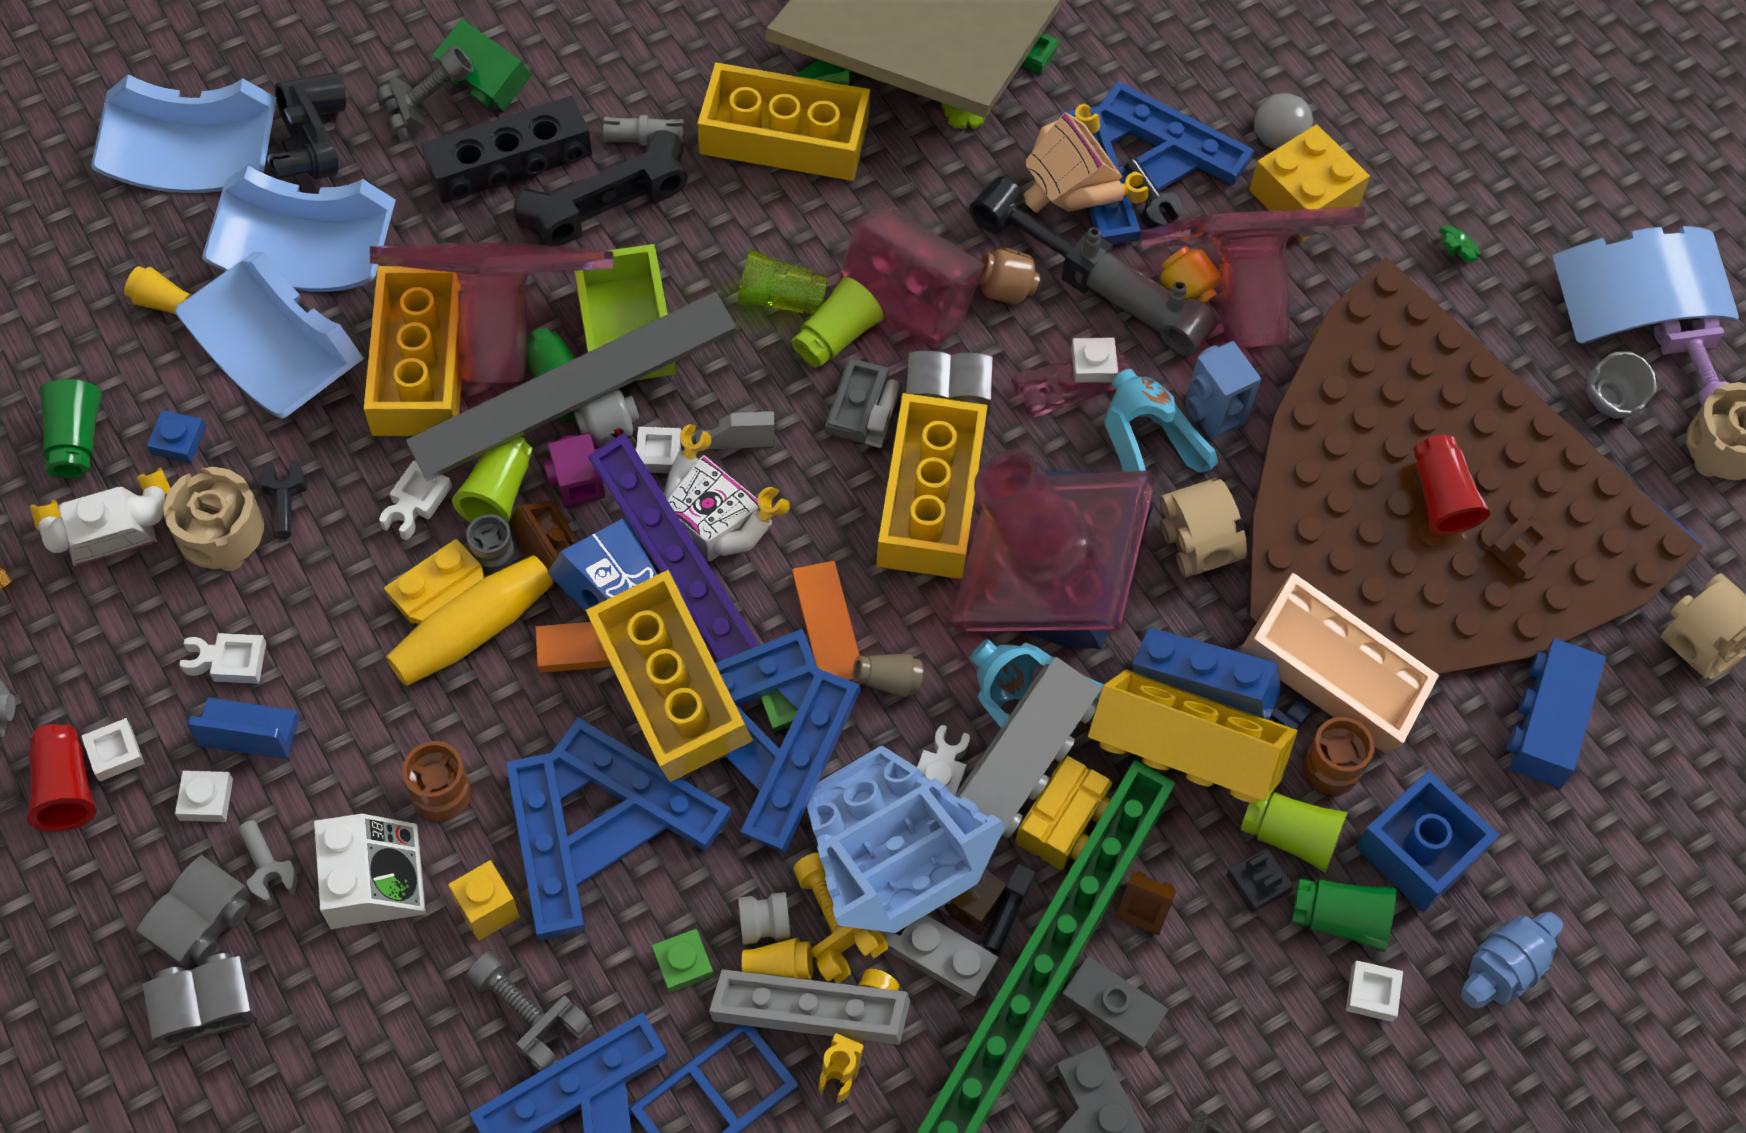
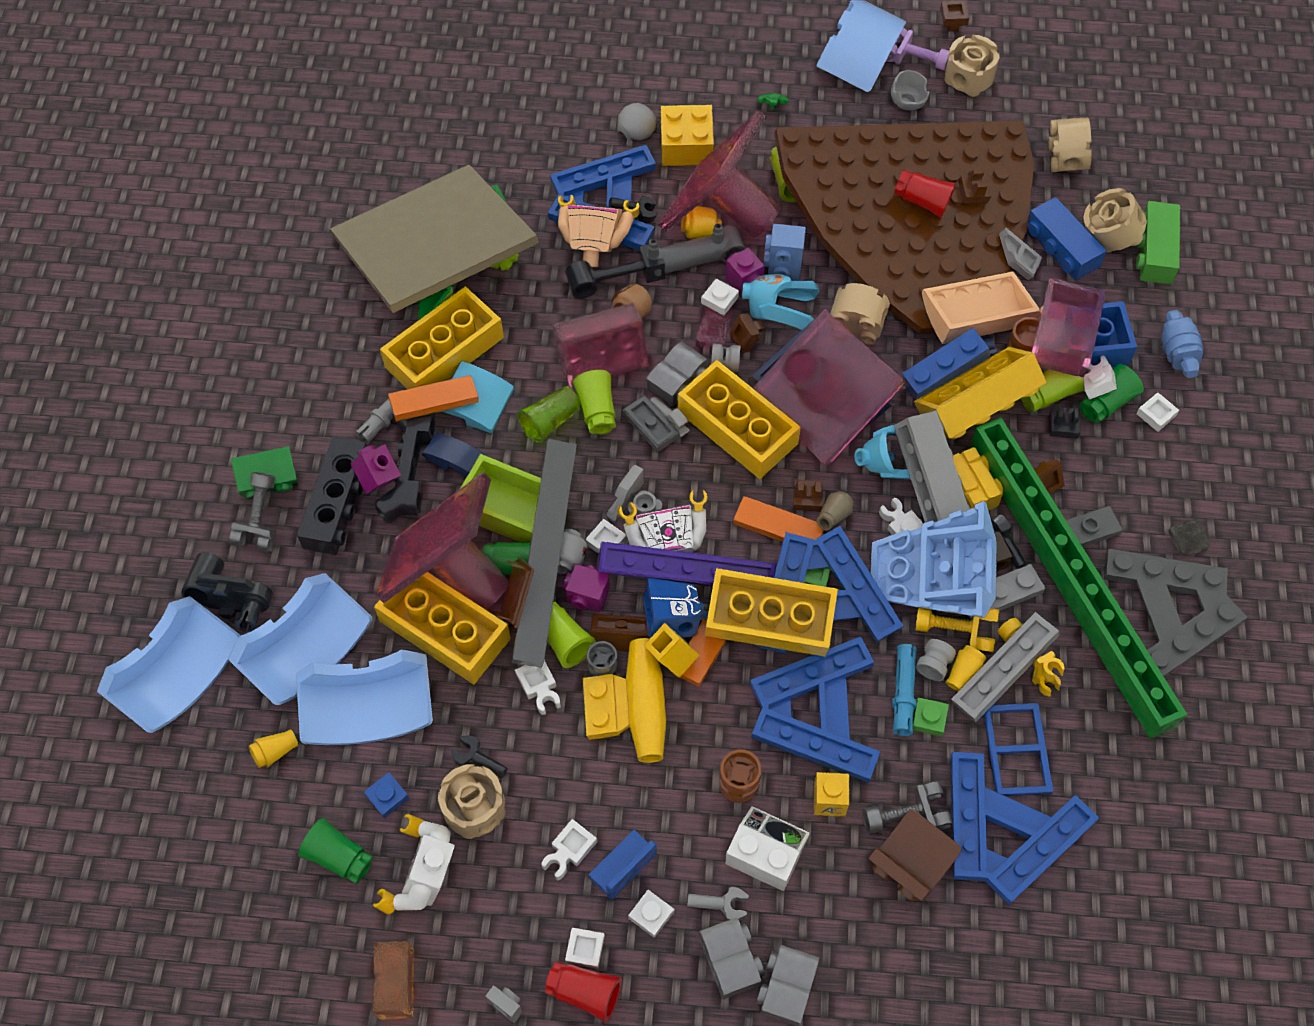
camera: 50 degrees left, 0 degrees up
(457, 1048) = (915, 856): none -> reddish brown bracket
(524, 372) = (516, 591): none -> reddish brown piece
(544, 601) = (671, 650): none -> yellow brick
(548, 168) = (375, 468): none -> magenta brick
(650, 223) = (452, 452): none -> dark blue slope
(680, 914) = (904, 701): none -> dark azure pin
(697, 155) = (433, 398): none -> orange tile
(742, 454) = (648, 499): none -> light grey plate
(747, 202) = (492, 395): none -> medium azure slope
(896, 631) = (808, 495): none -> reddish brown tile
(1018, 426) = (727, 356): none -> light grey wheel
(1074, 424) = (746, 332): none -> reddish brown tile
(1162, 359) = (743, 268): none -> magenta brick
(1348, 877) = (1099, 379): none -> white plate
(1372, 775) = (1067, 327): none -> clear pink piece
(1476, 670) = (1019, 254): none -> light grey tile
(1636, 754) = (1115, 220): none -> tan brick
(1662, 836) = (1160, 244): none -> bright green brick

